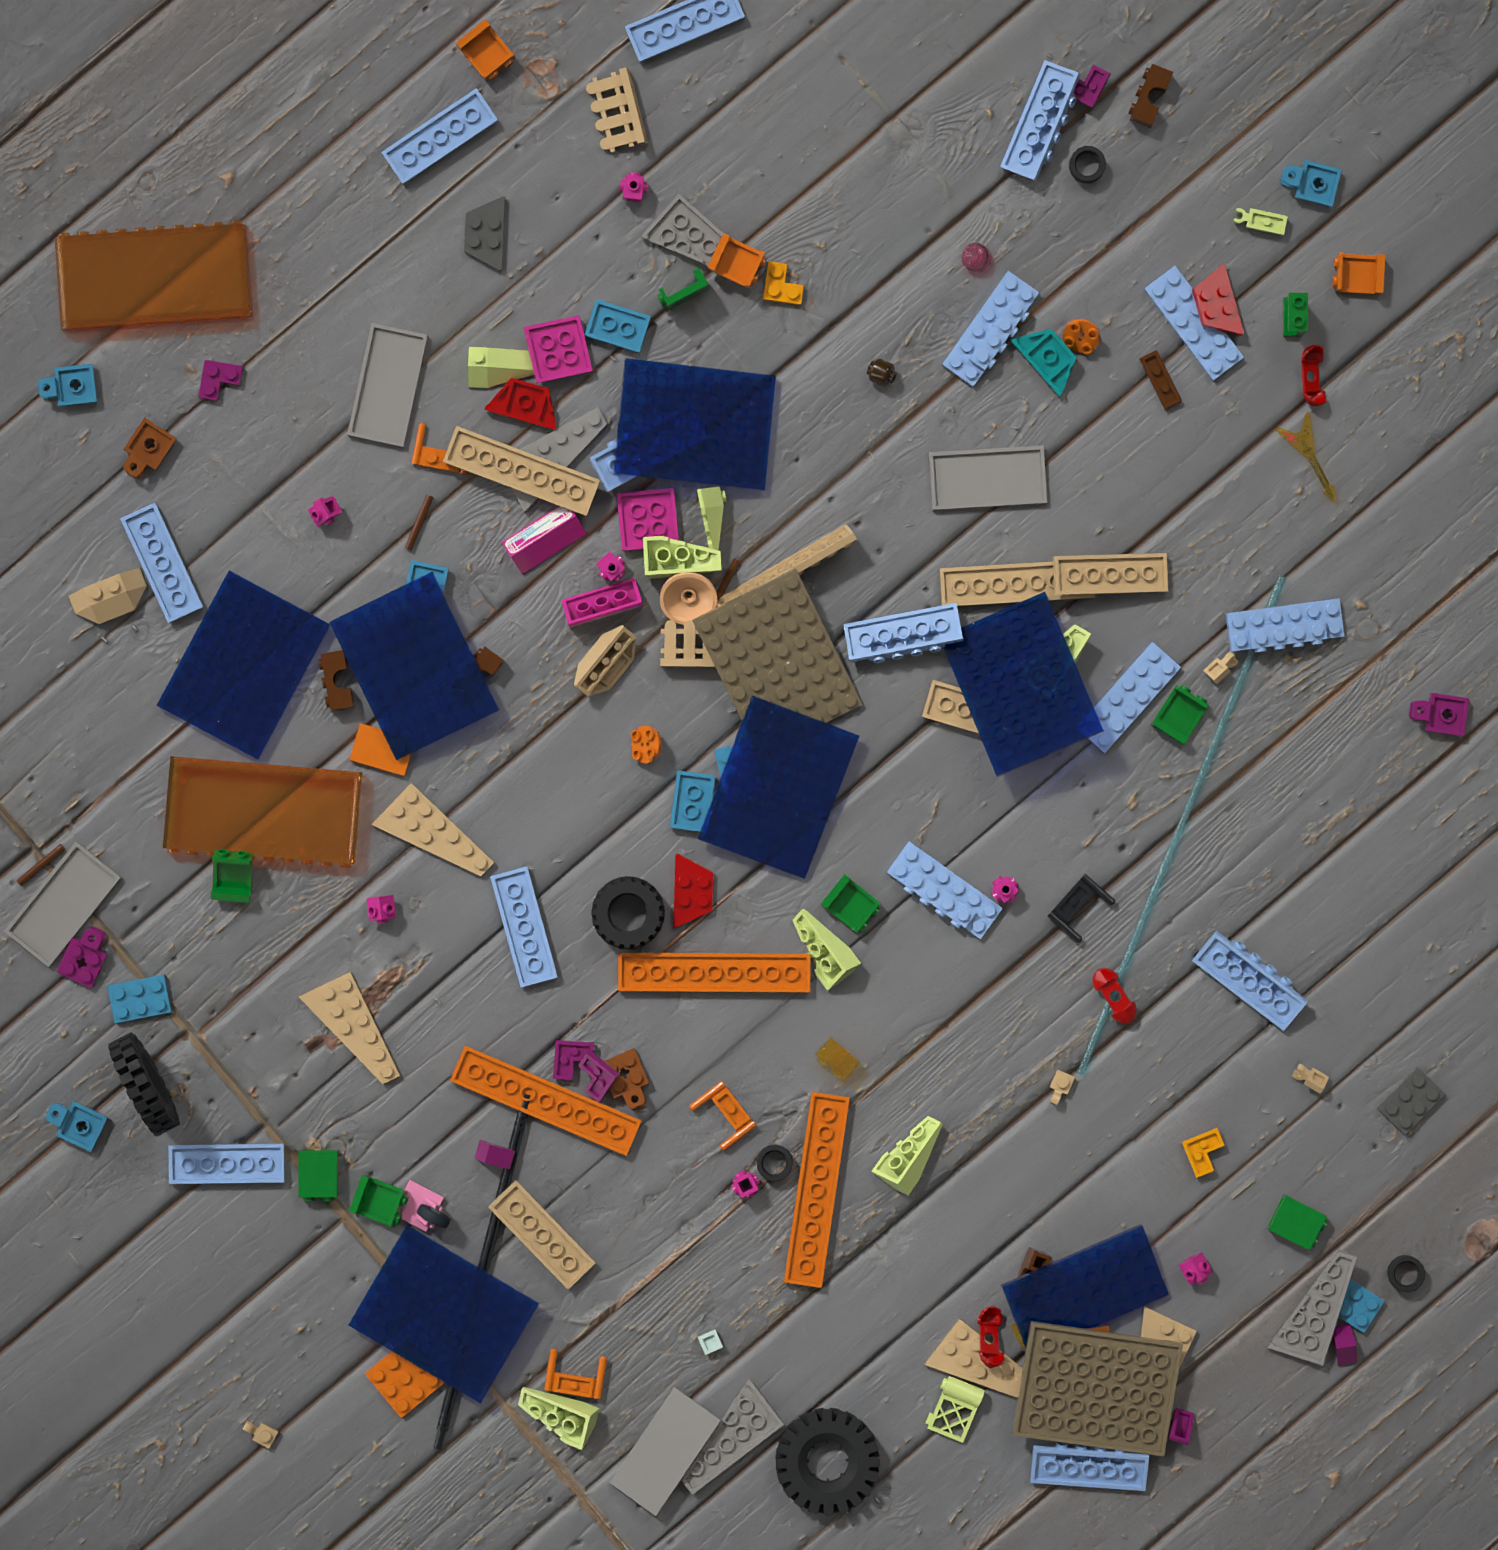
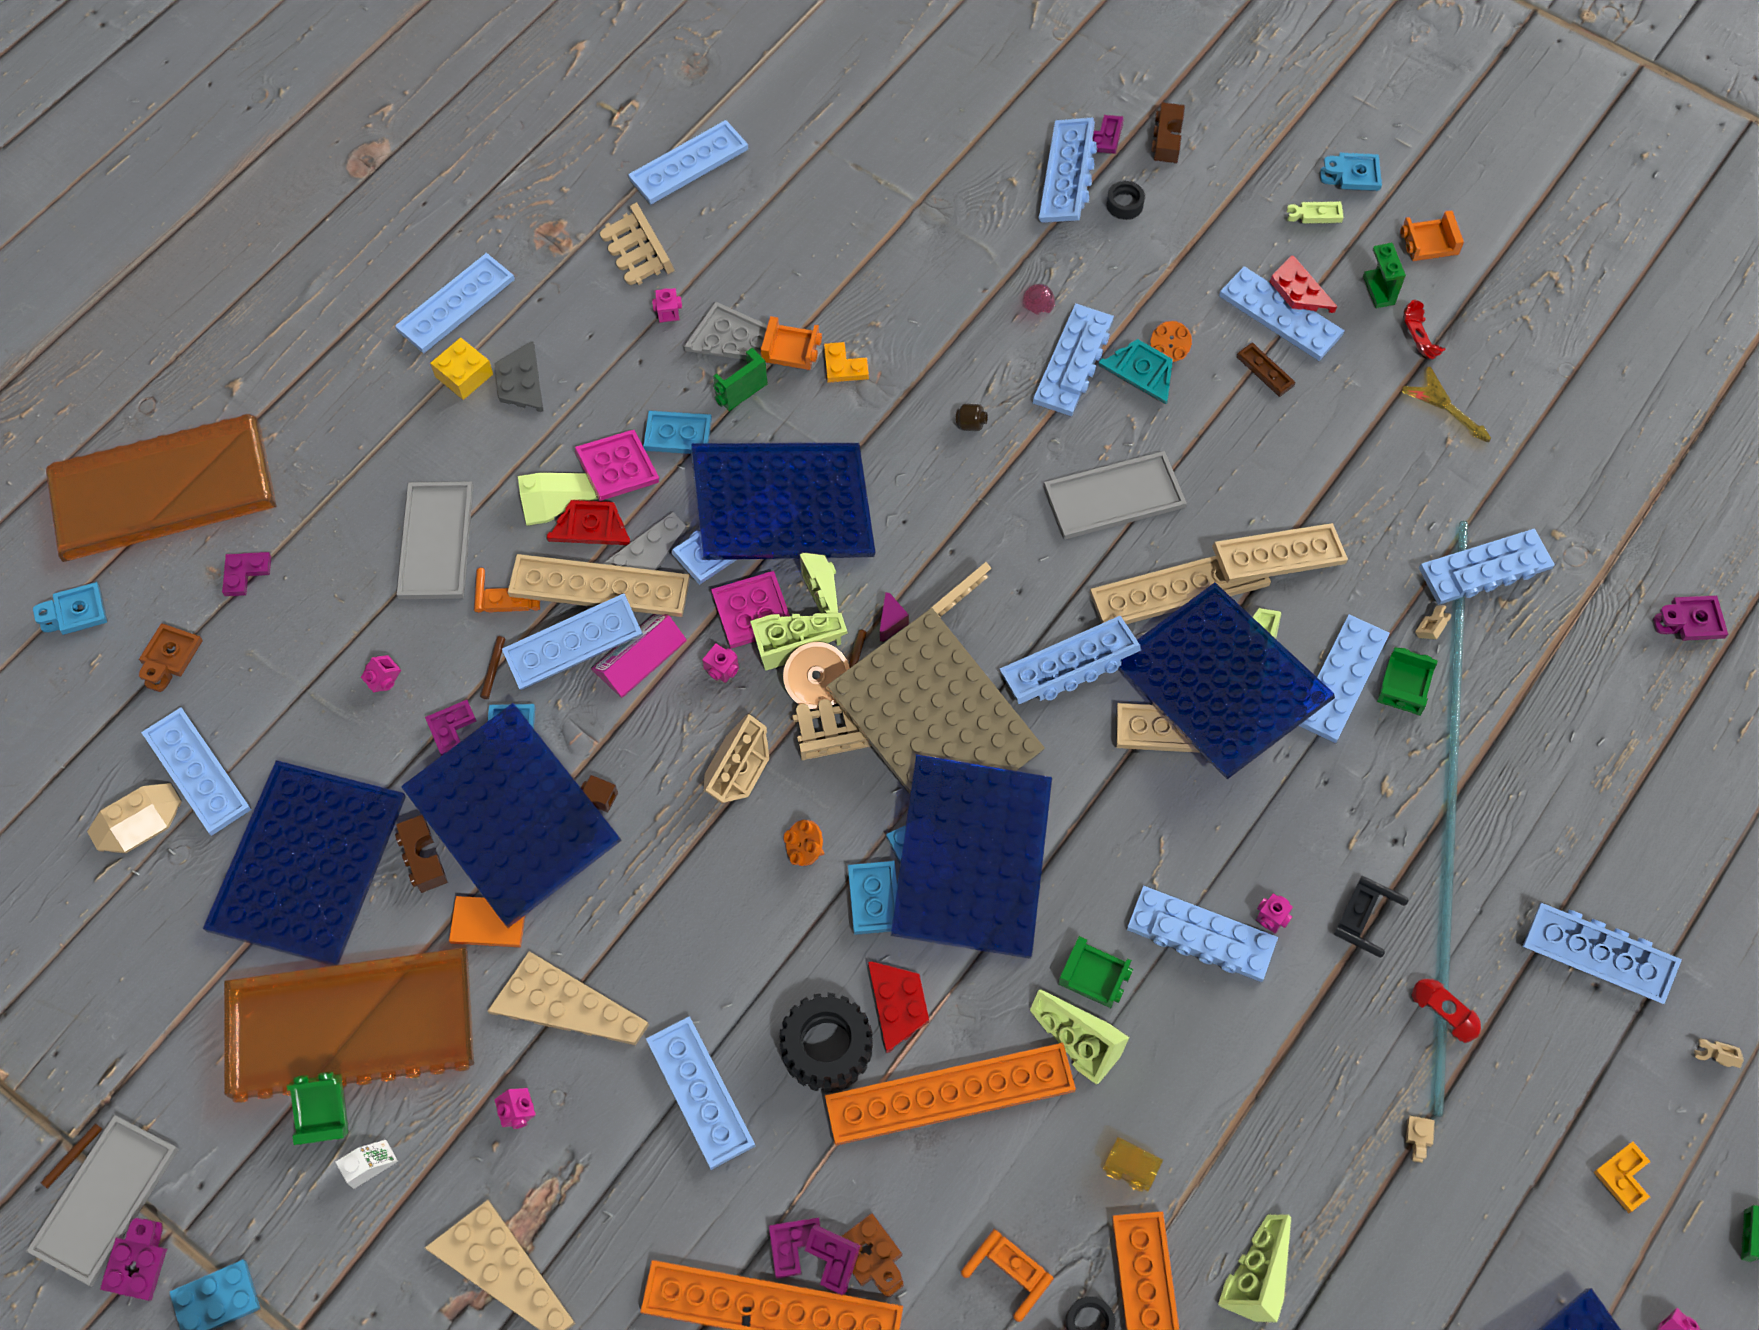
camera: 10 degrees left, 25 degrees down
(263, 923) = (366, 1162): none -> white slope
(371, 568) = (446, 722): none -> magenta plate
(435, 214) = (461, 368): none -> yellow brick
(485, 50) = (489, 221): orange panel -> none
(490, 519) = (572, 641): none -> light blue plate
(602, 603) = (720, 707): dark pink slope -> none
(765, 555) = (893, 618): none -> magenta slope

